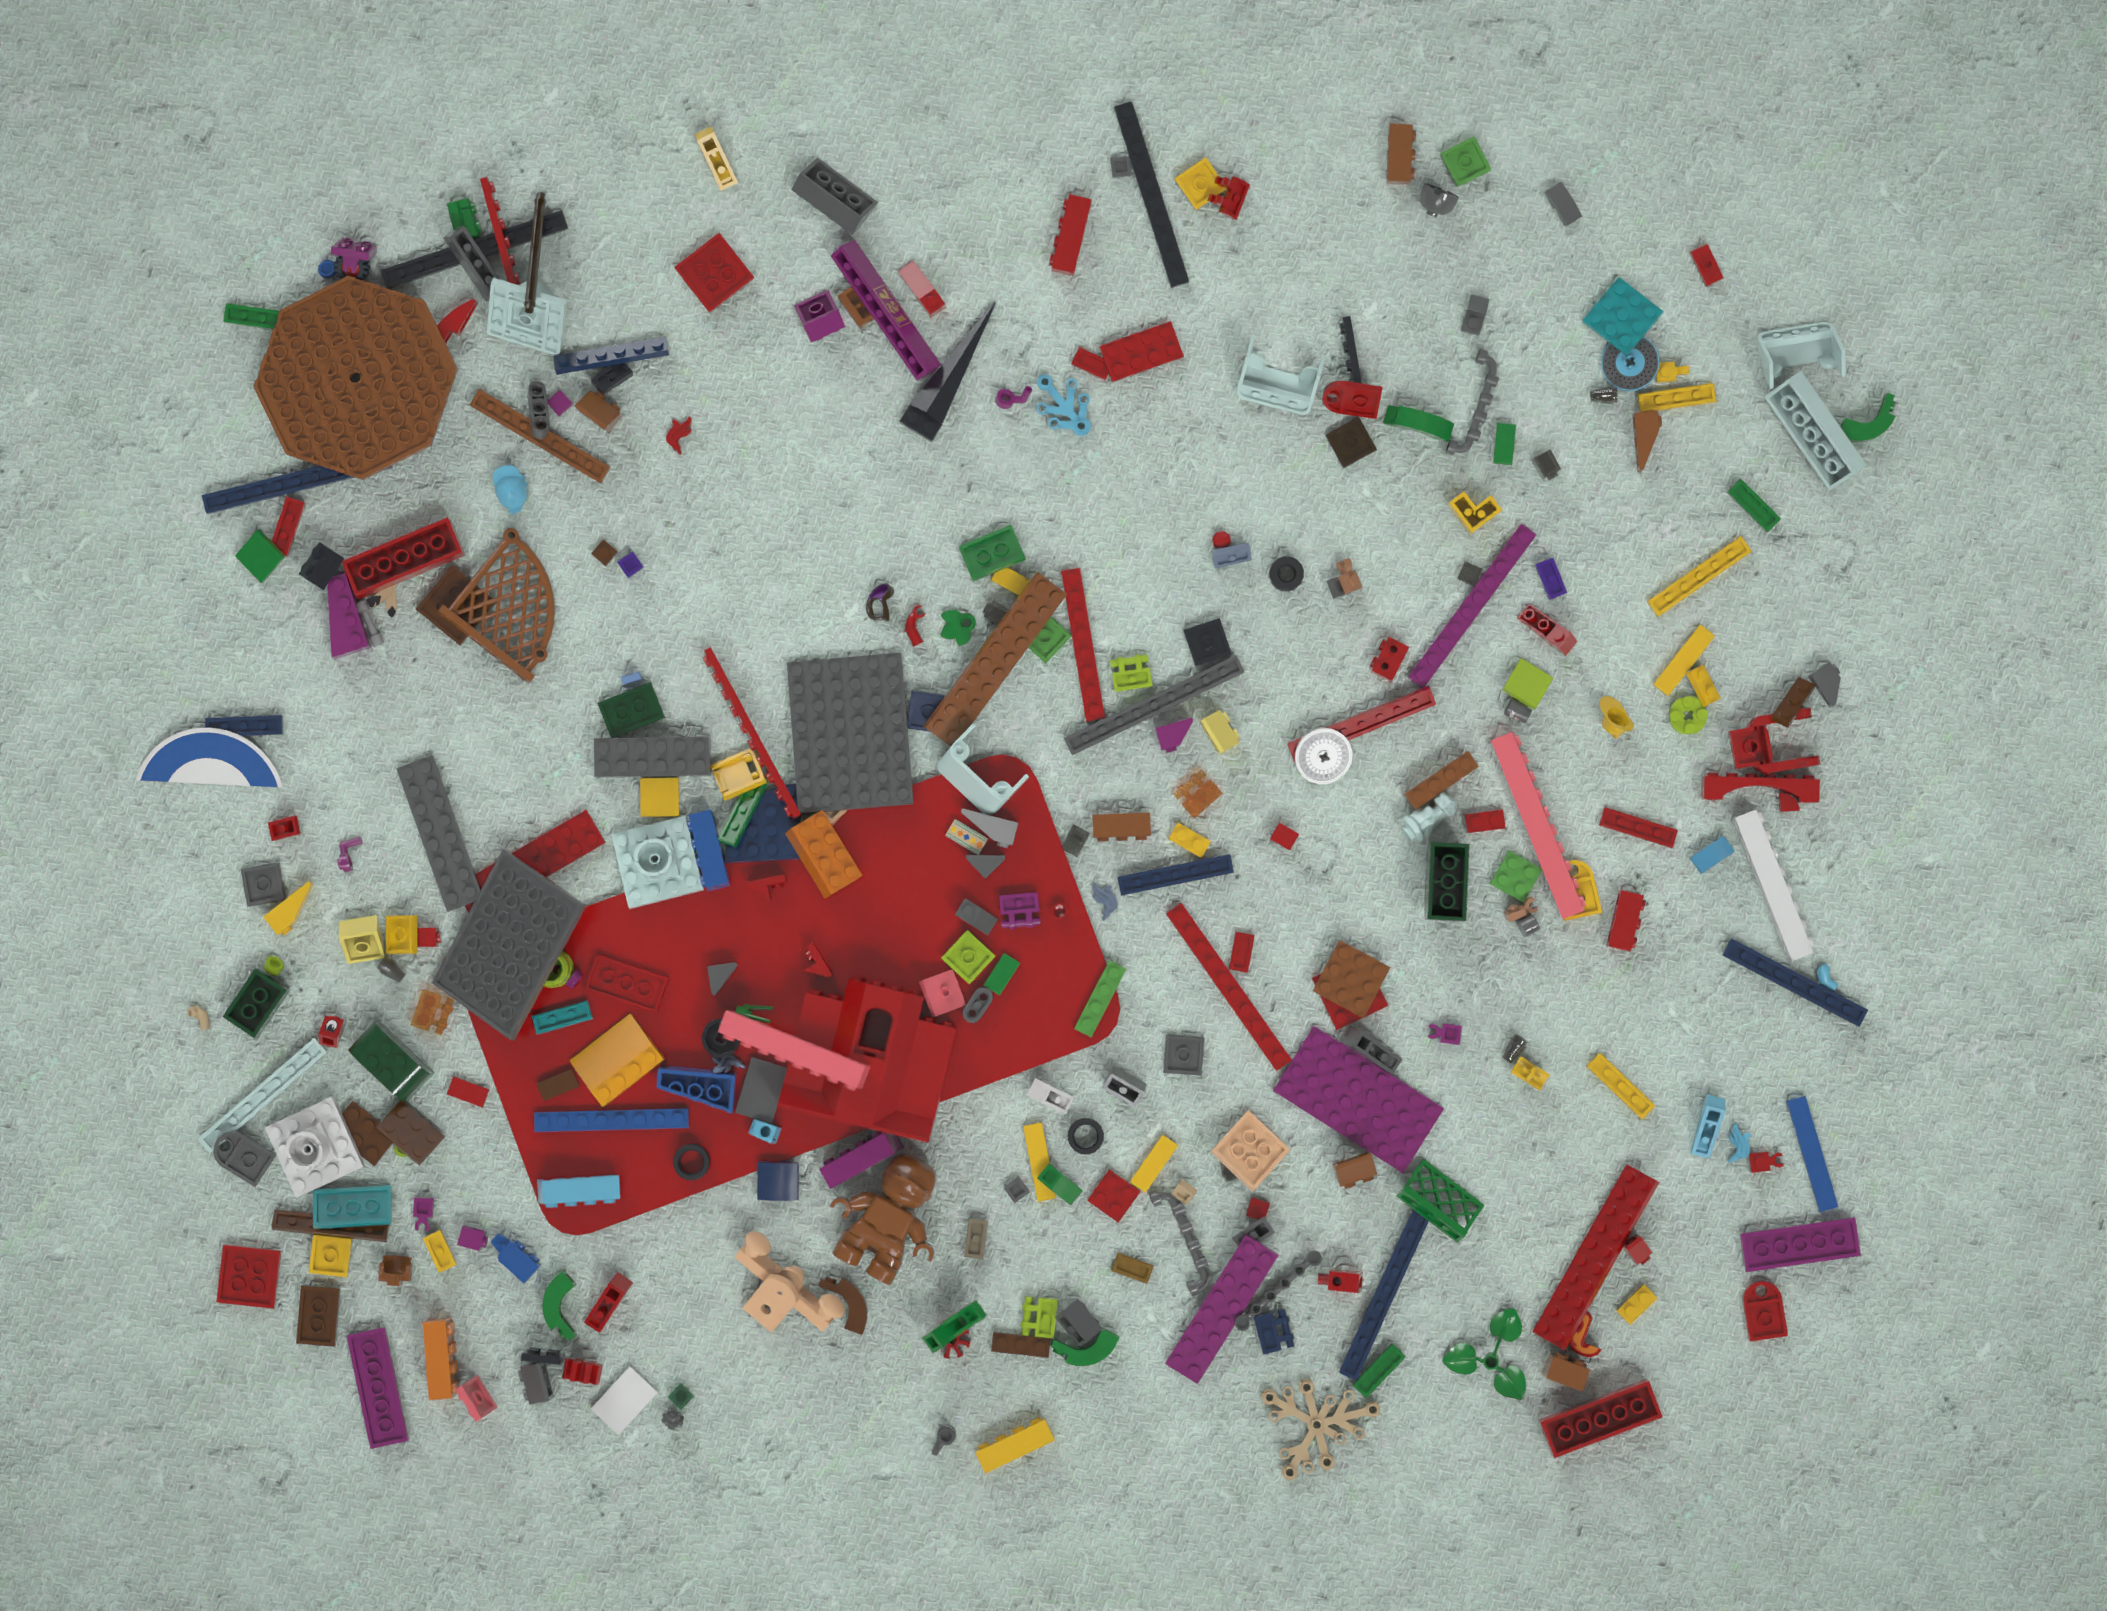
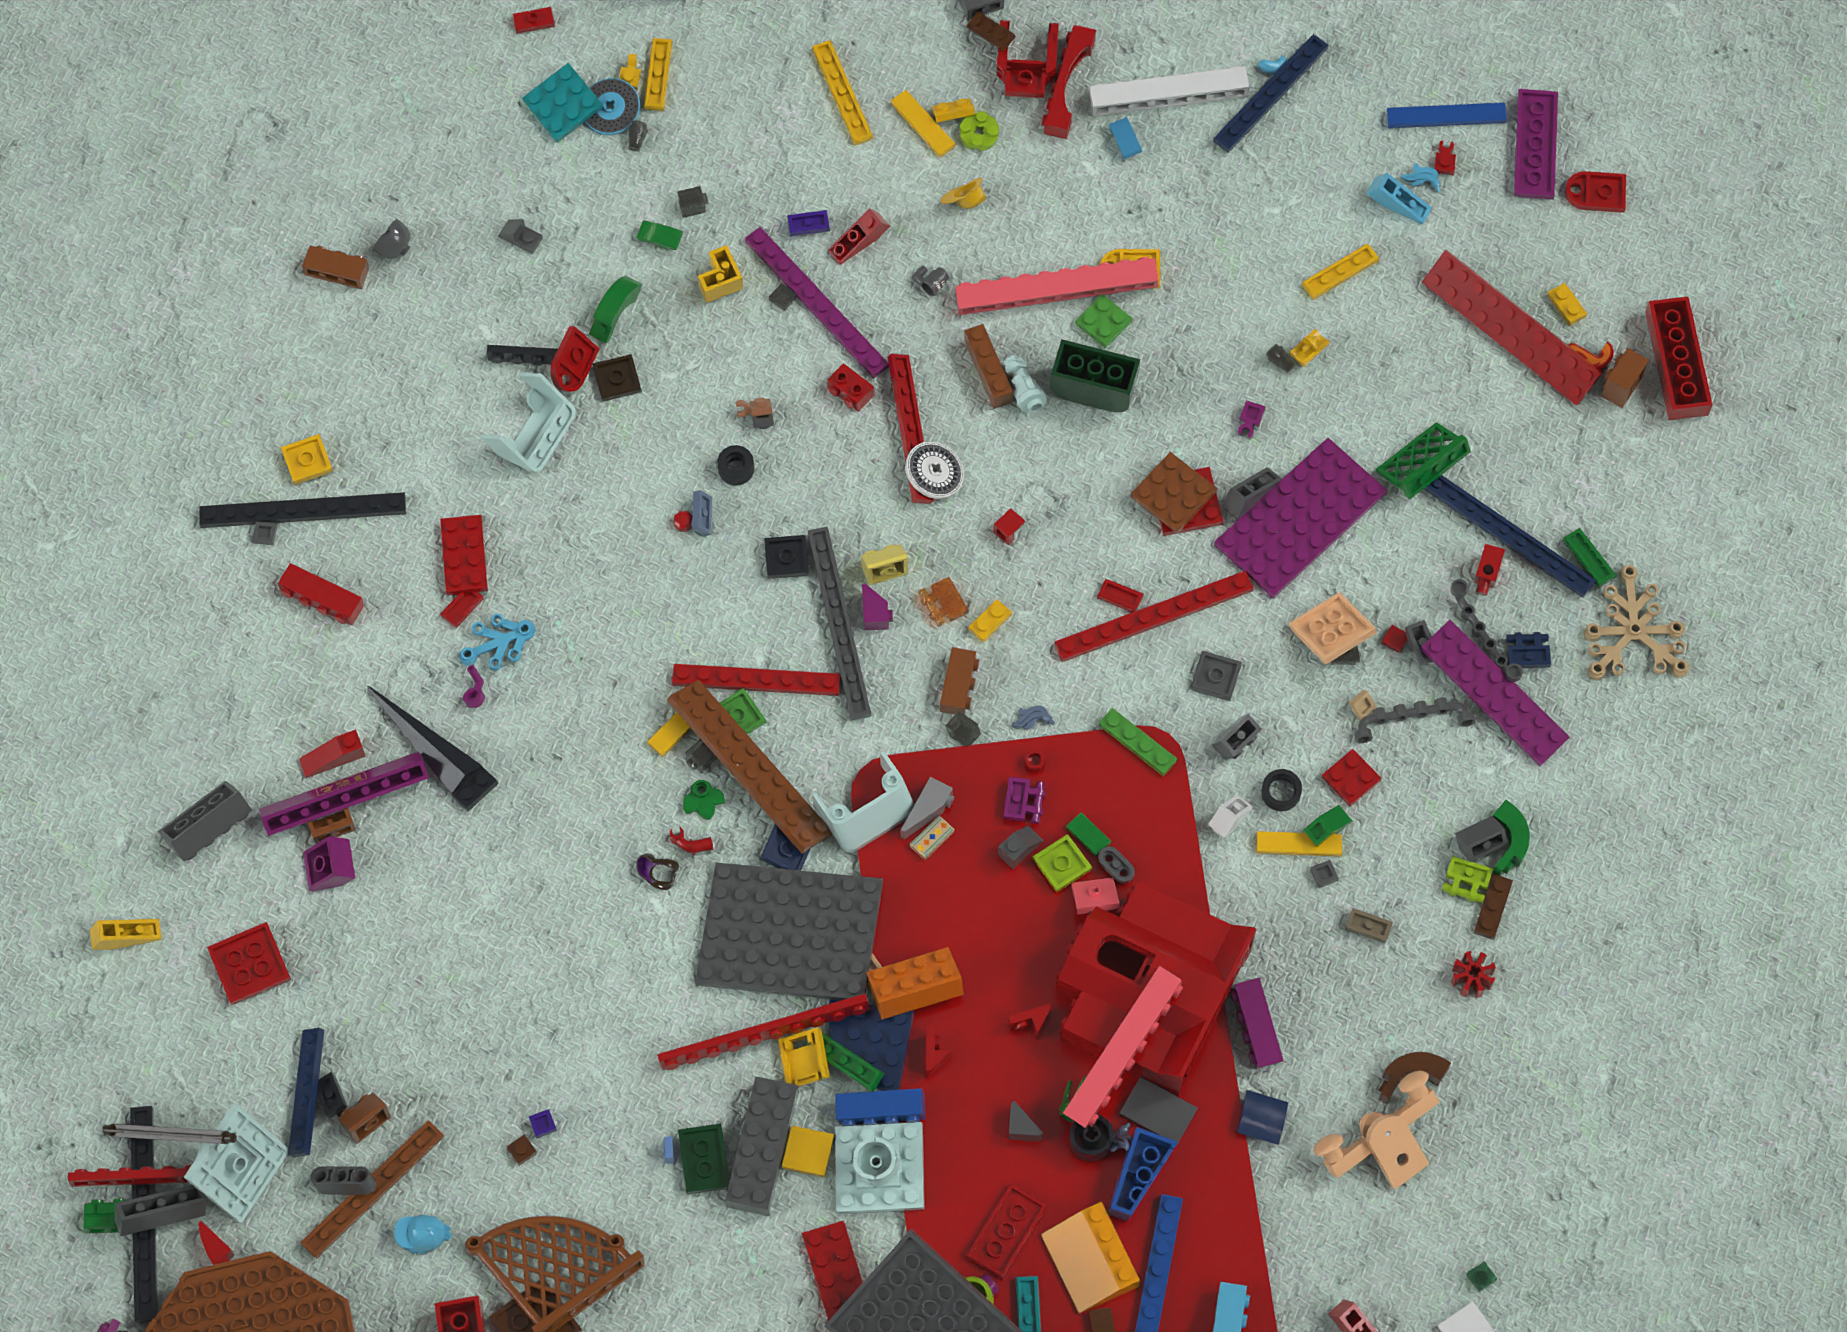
camera: 80 degrees left, 20 degrees down
(559, 403) = (341, 1158): magenta tile -> none
(672, 1419) = (1505, 1291): dark grey plant -> none
(678, 431) = (412, 1043): red piece -> none
(691, 1147) = (1221, 1186): black tyre -> none
(765, 1131) = (1204, 1117): medium azure leg -> none
(888, 1219) = (1330, 1007): dark orange piece -> none
(946, 1436) = (1577, 1006): dark grey piece -> none
(954, 1326) = (1458, 957): green arch -> none
(985, 863) = (966, 823): dark grey slope -> none
(992, 553) = (634, 745): green plate -> none
(1014, 1445) = (1601, 934): yellow brick -> none
(1131, 679) = (806, 637): lime plate -> none
(1132, 1268) = (1432, 776): pearl gold tile -> none
(1153, 1163) = (1325, 730): yellow tile -> none
(1175, 874) = (1023, 641): dark blue plate -> none
(1234, 197) = (332, 431): red plate -> none
(1355, 1169) = (1373, 532): dark orange slope -> none
(1462, 1357) = (1589, 476): green plant -> none
(1465, 161) = (362, 209): bright green plate -> none
(1479, 414) = (608, 244): dark grey bar -> none
(1485, 821) = (1040, 337): red plate -> none
(1515, 912) = (1140, 326): nougat plate -> none
(1527, 684) = (909, 266): lime tile -> none
(1527, 925) = (1156, 318): dark grey leg -> none
(1564, 204) = (430, 130): dark grey slope -> none
(1625, 921) = (1173, 229): red brick -> none
(1637, 1249) = (1512, 286): red slope -> none
(1638, 827) = (1081, 200): red tile -> none
(1646, 429) = (686, 107): dark orange slope -> none
(1753, 505) = (785, 28): green plate -> none
(1787, 803) = (1089, 62): red tile -> none

